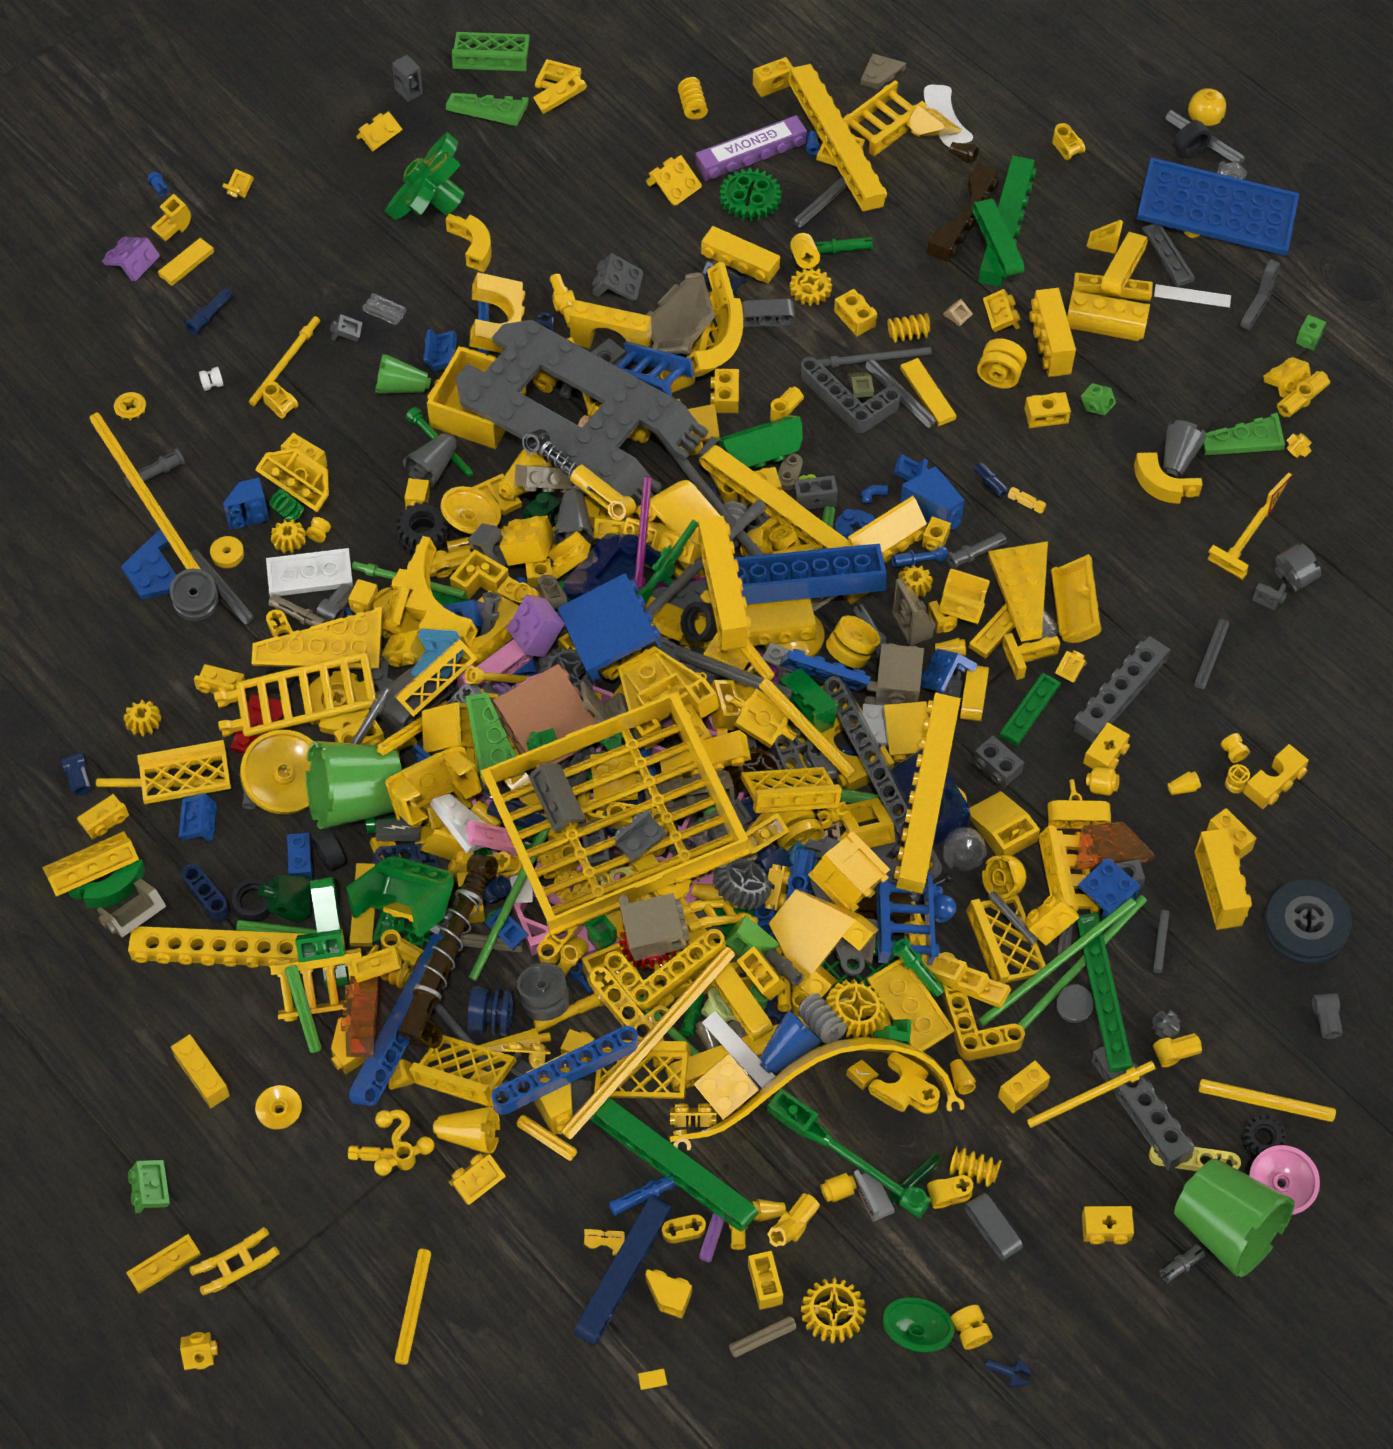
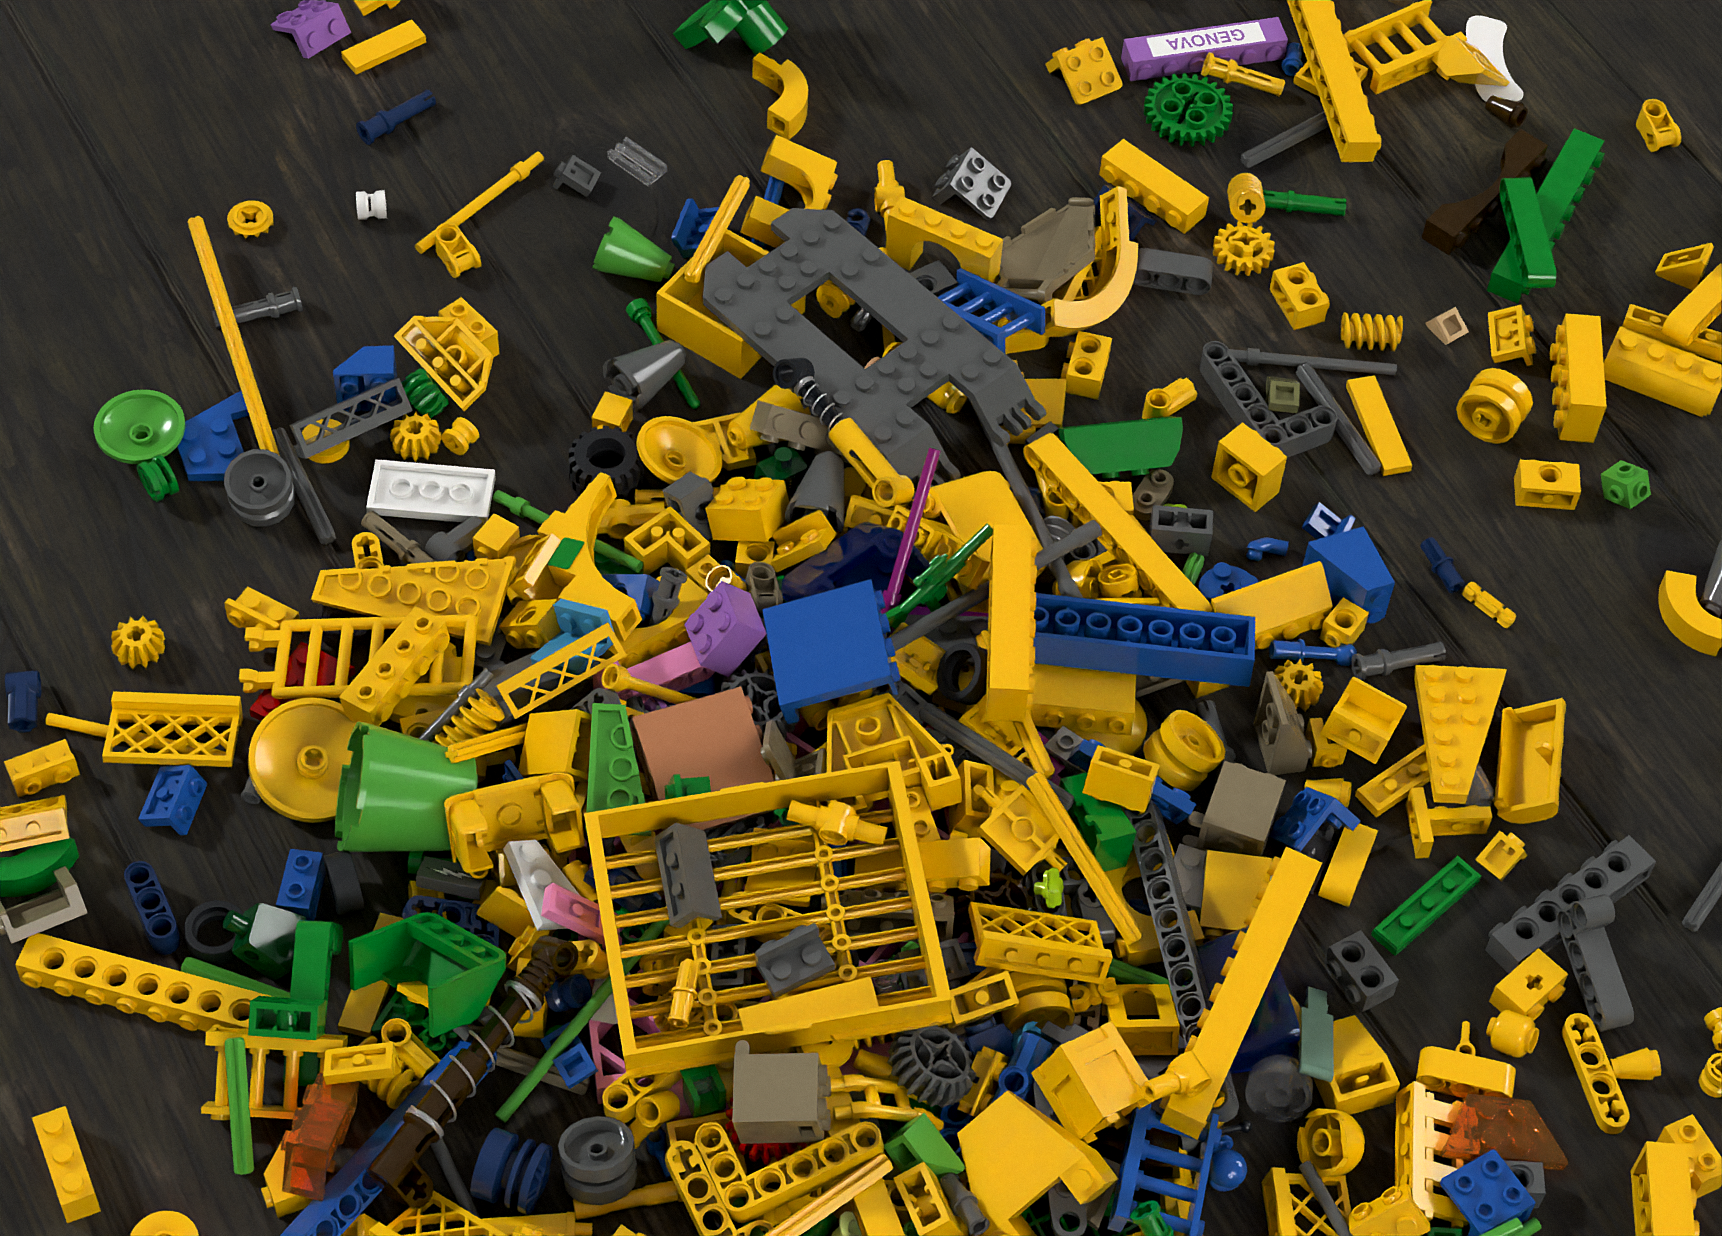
camera: 10 degrees right, 5 degrees down
(99, 561) = (136, 416): none -> bright green dish
(122, 602) = (157, 478): none -> green wheel
(246, 537) = (350, 427): none -> dark grey fence
(324, 699) = (395, 668): none -> yellow brick
(387, 724) = (475, 720): none -> yellow piece
(415, 597) = (566, 553): none -> green sticker
(456, 349) = (717, 229): none -> yellow axle
(574, 873) = (684, 993): none -> yellow axle
(645, 741) = (837, 823): none -> yellow pin
(659, 862) = (813, 1004): none -> yellow tile
(773, 161) = (1231, 71): none -> yellow pin
(790, 752) = (1050, 888): none -> lime plant
(820, 671) = (1121, 779): none -> yellow brick
(850, 439) = (1249, 467): none -> yellow brick
(905, 856) = (1182, 1075): none -> yellow pin
(980, 810) = (1316, 1037): none -> sand green piece
(1144, 723) = (1594, 962): none -> dark grey beam
(1160, 794) = (1591, 1073): none -> yellow beam

